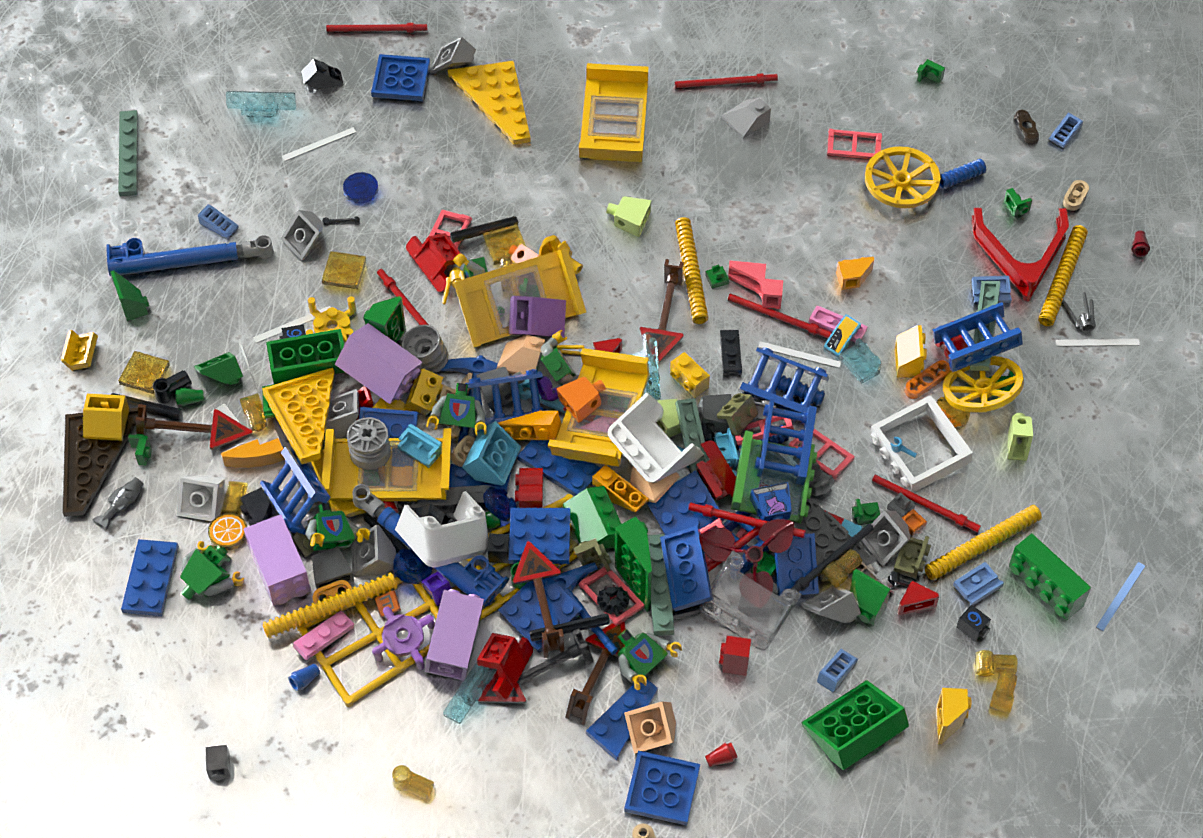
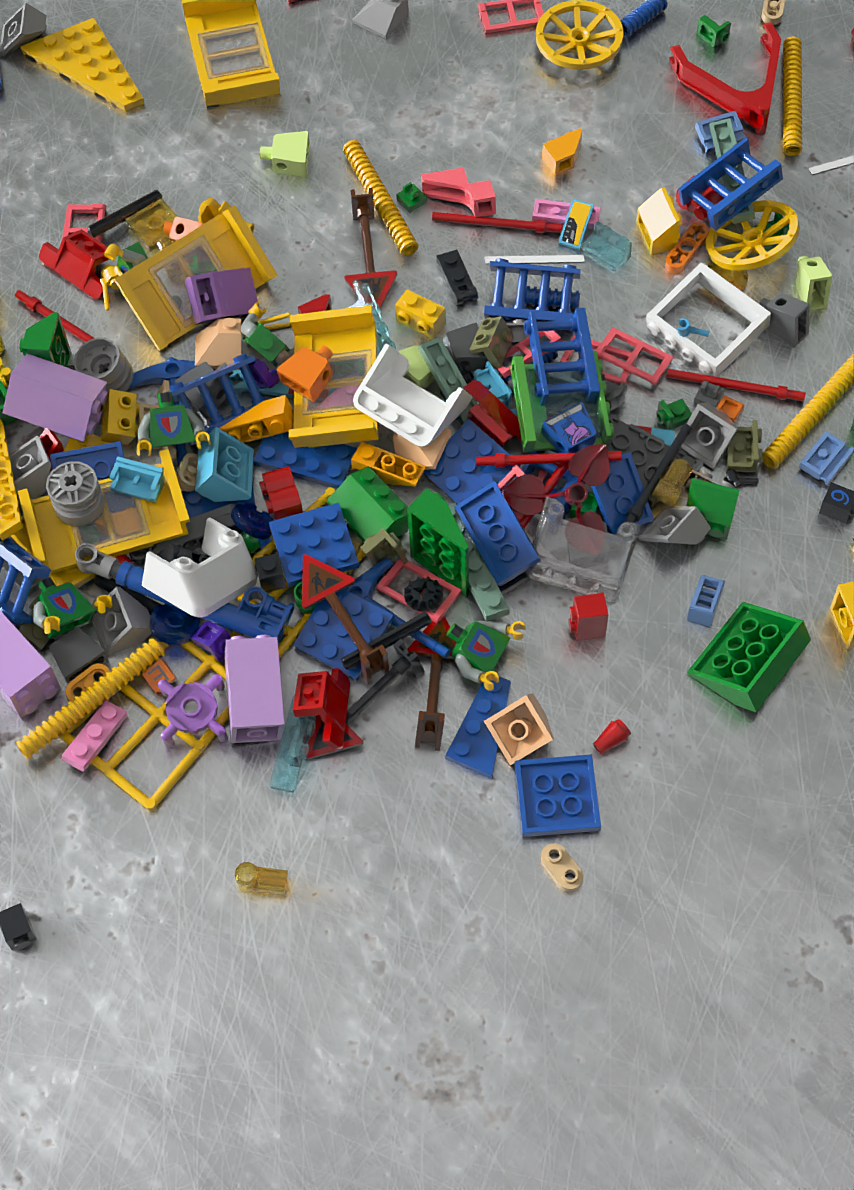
camera: 15 degrees left, 5 degrees up
(301, 678) = (86, 793): blue cone -> none
(877, 466) = (640, 345): none -> coral window
(917, 598) = (766, 493): red slope -> none
(987, 460) = (788, 317): none -> dark grey torso
(1086, 320) = (835, 137): dark grey plant -> none

